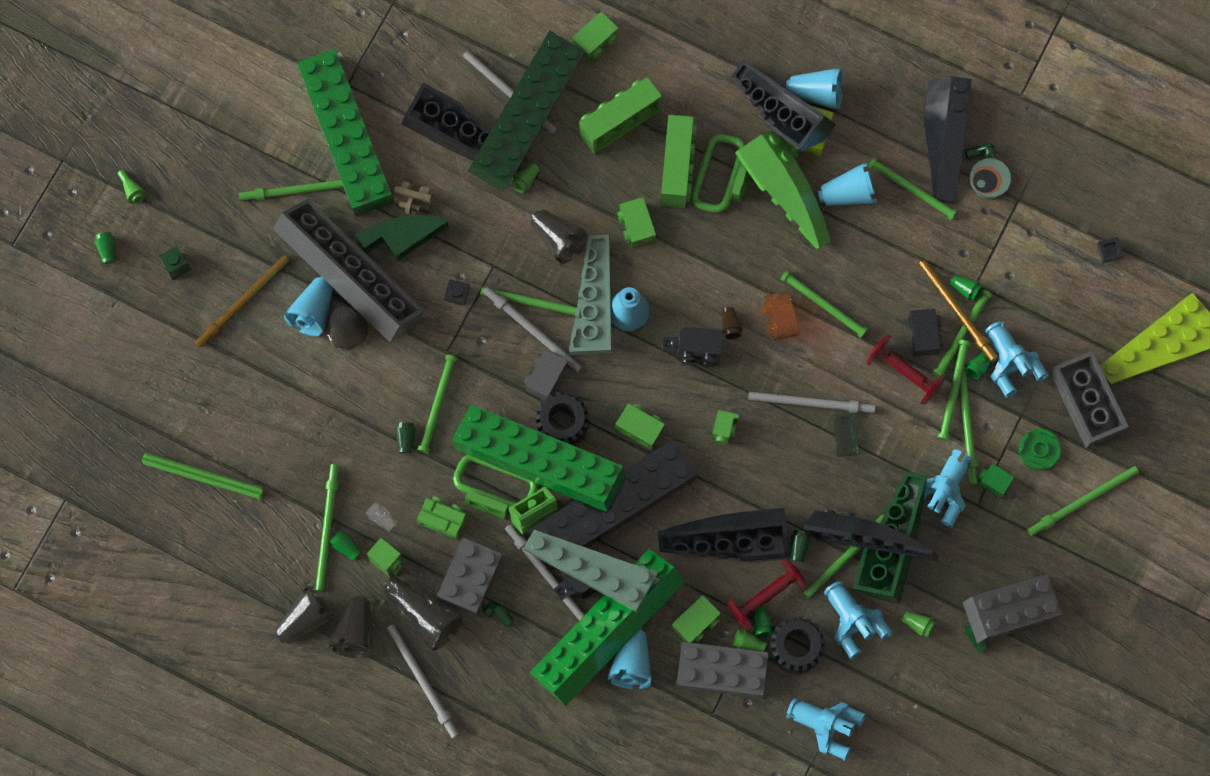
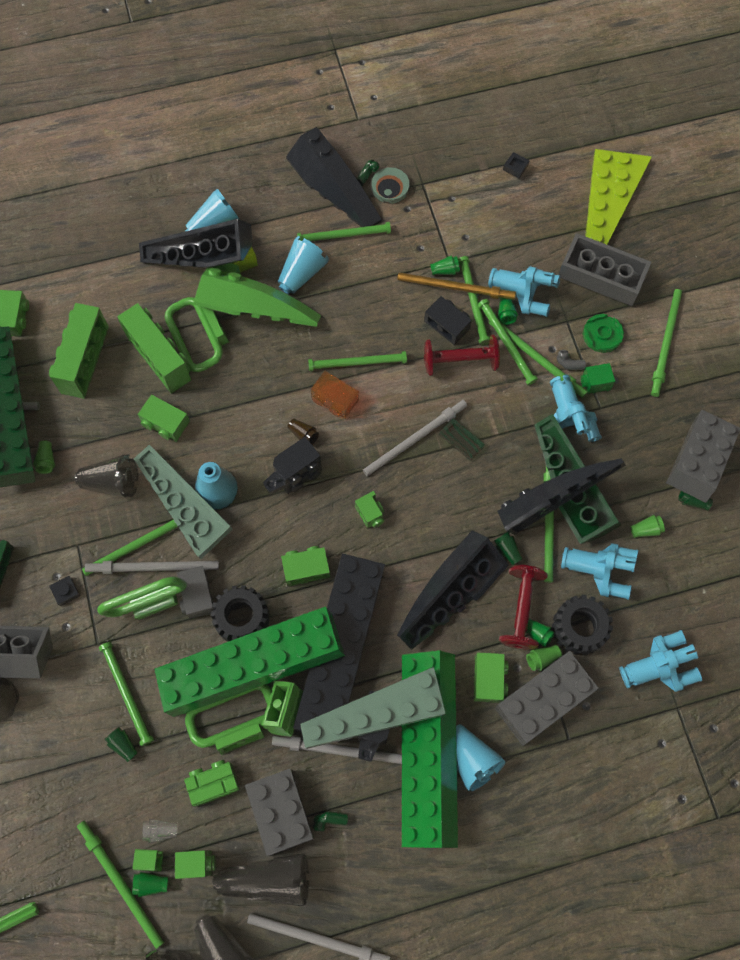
camera: 45 degrees left, 5 degrees down
(358, 528) = (147, 860): none -> bright green piece
(505, 350) = (146, 599): none -> bright green bar
(986, 448) = (569, 364): none -> dark grey arm

